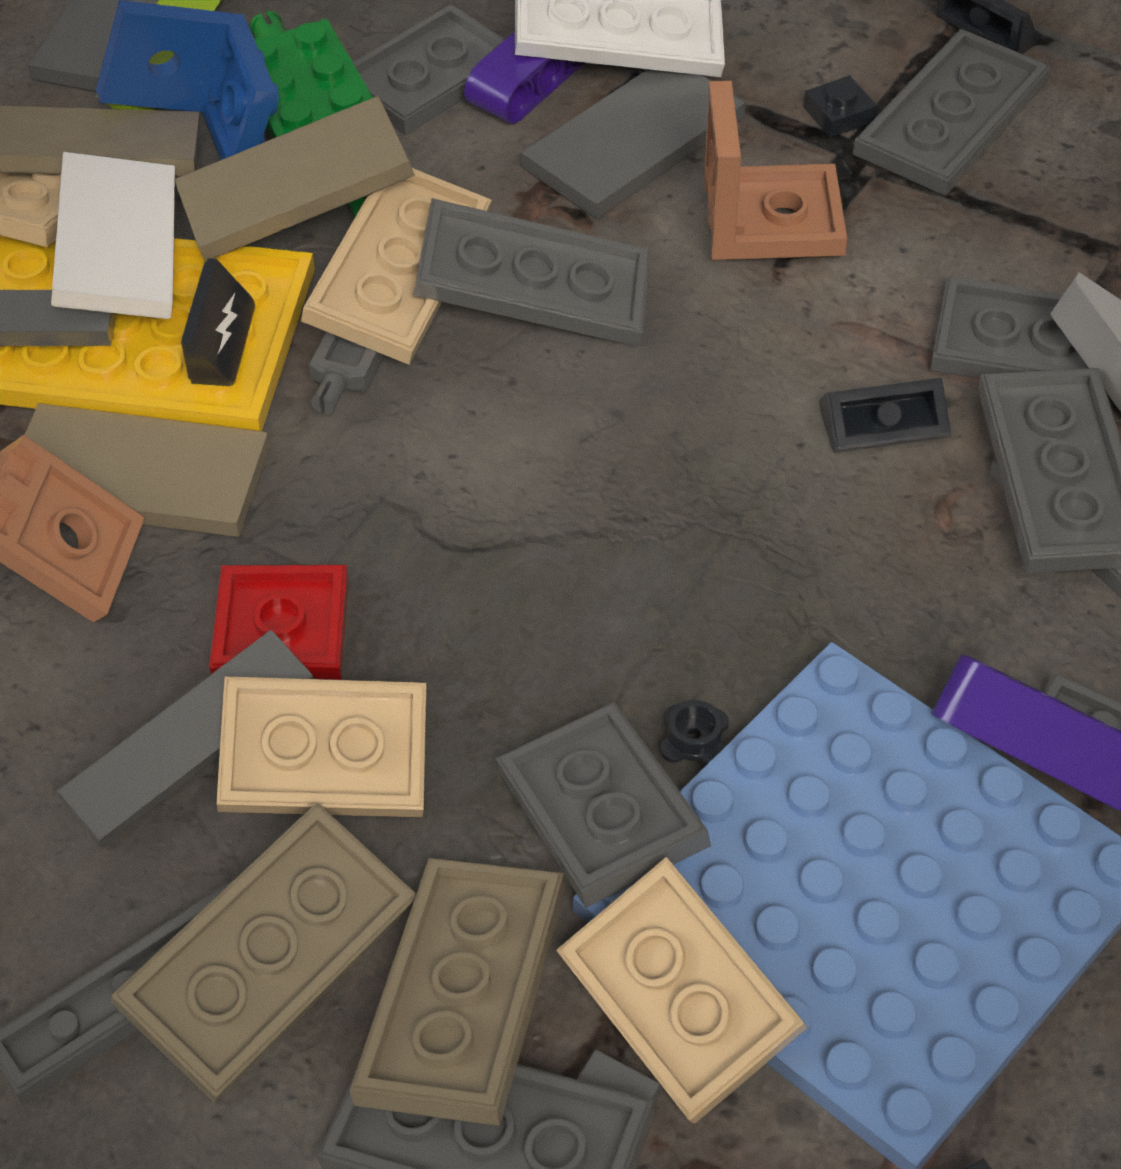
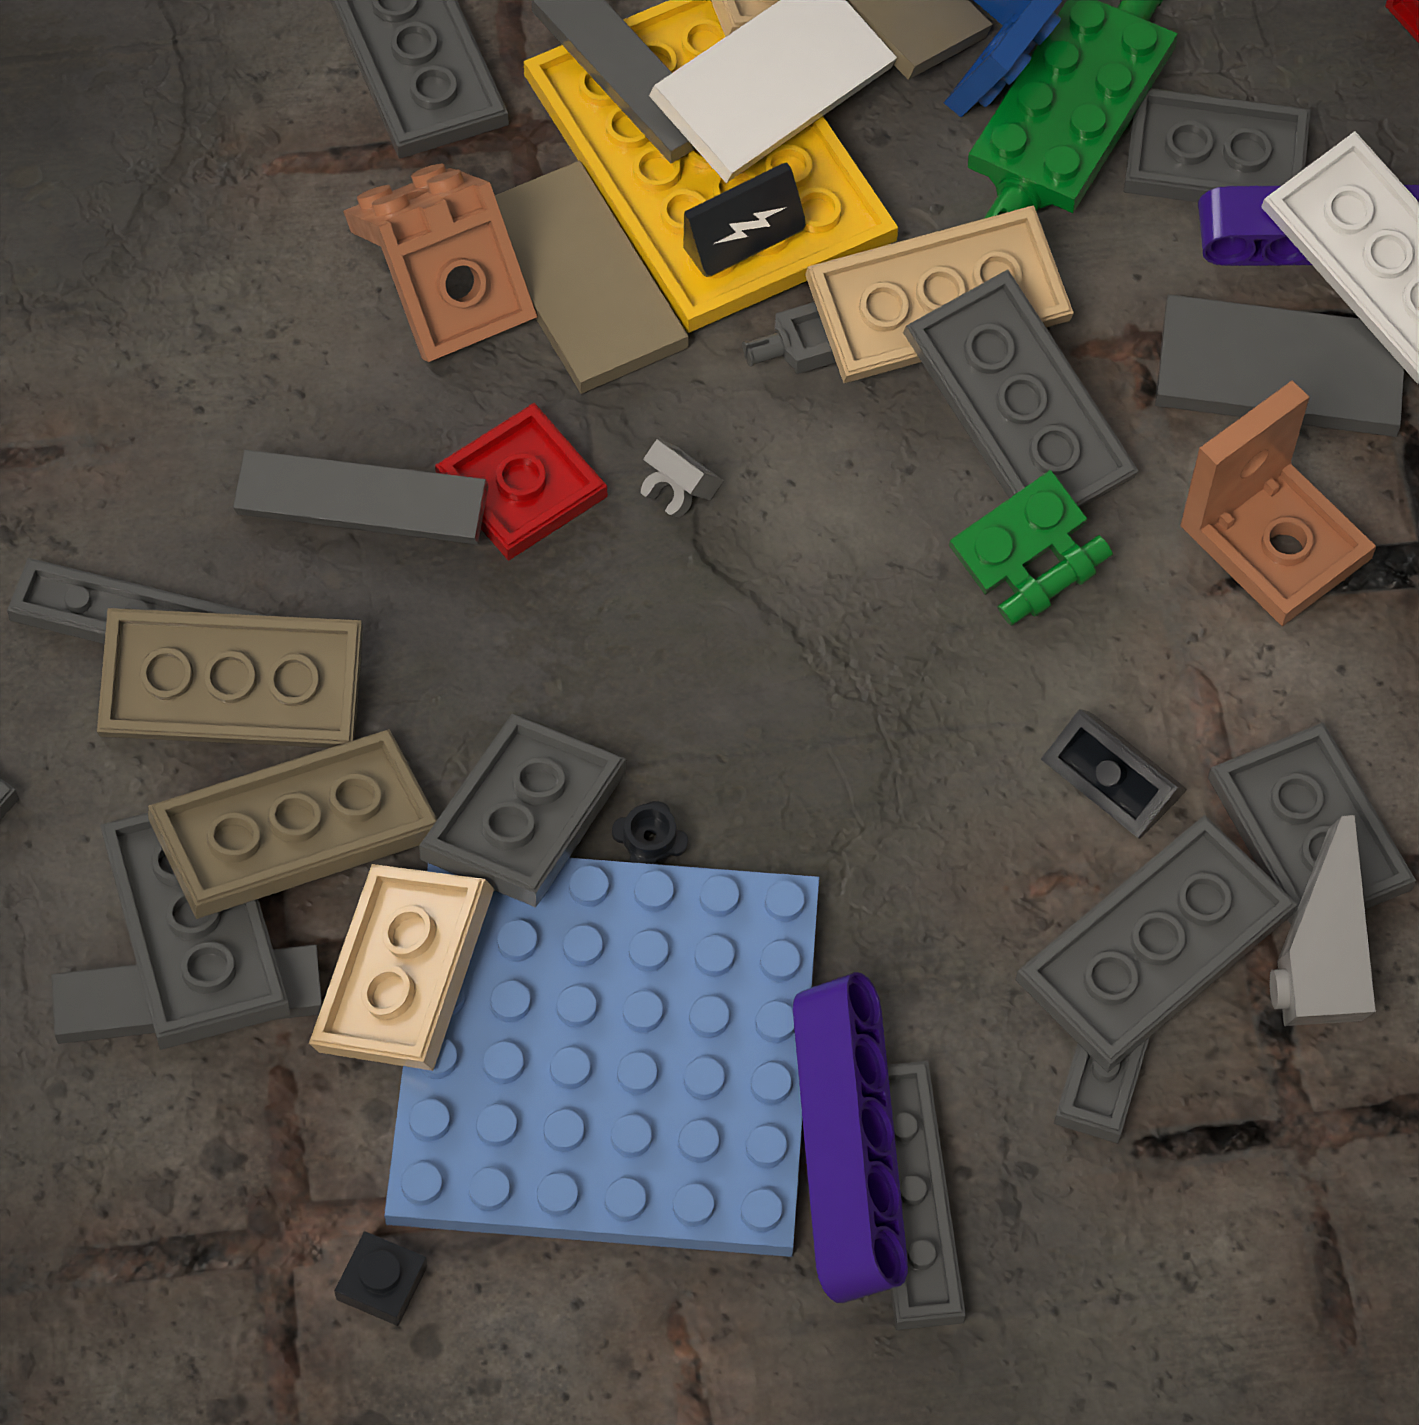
camera: 50 degrees right, 10 degrees up
(293, 178) = (948, 153): dark tan tile -> none
(322, 743) = (422, 591): tan tile -> none
(388, 506) = (682, 473): none -> light grey tile
(641, 338) = (1019, 533): none -> green plate

